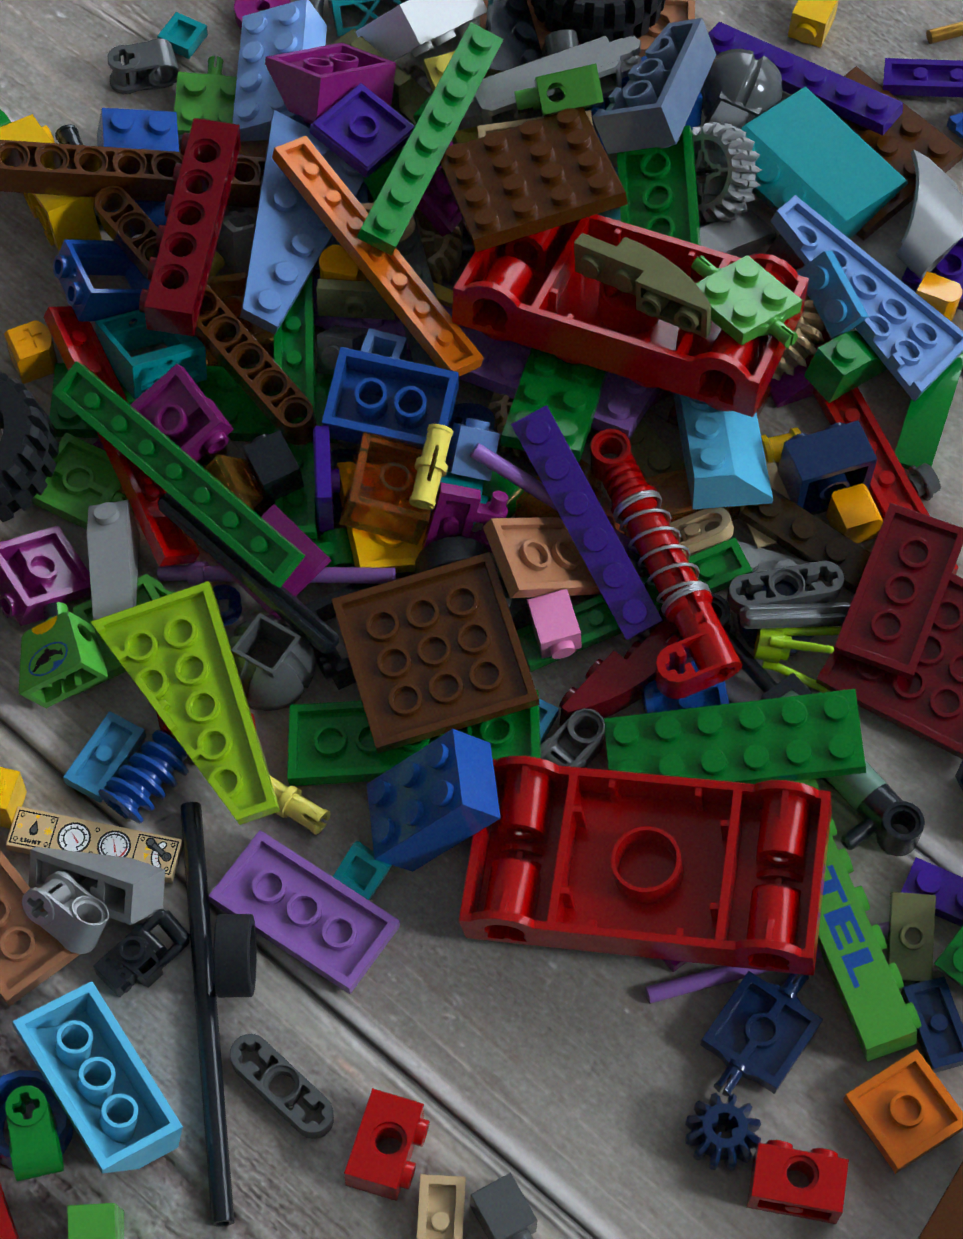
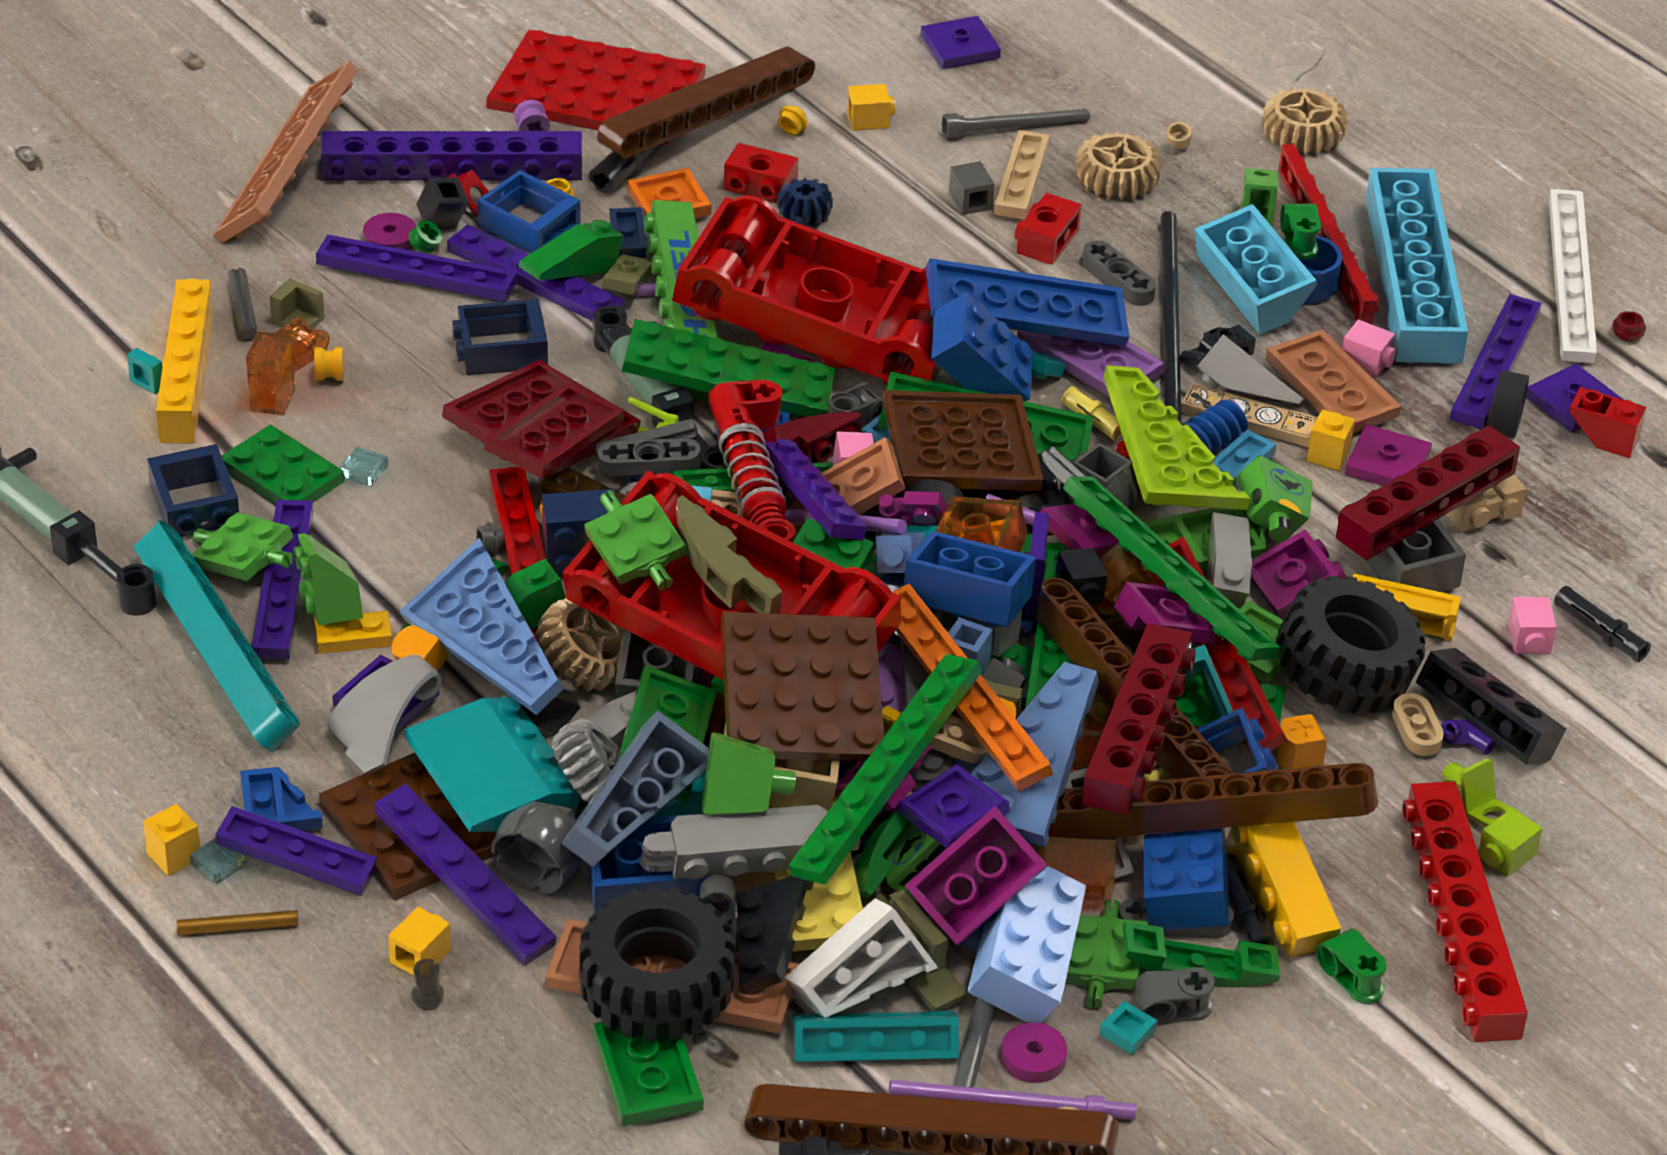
camera: 170 degrees left, 20 degrees down
(69, 913) = (1278, 354): light grey piece -> none
(168, 91) = (1243, 967): none -> green slope
(234, 955) = (1147, 317): black tyre -> none
(389, 901) = (1034, 301): none -> blue plate
(436, 442) = (944, 509): light yellow pin -> none
(833, 294) = (531, 611): dark azure plate -> none

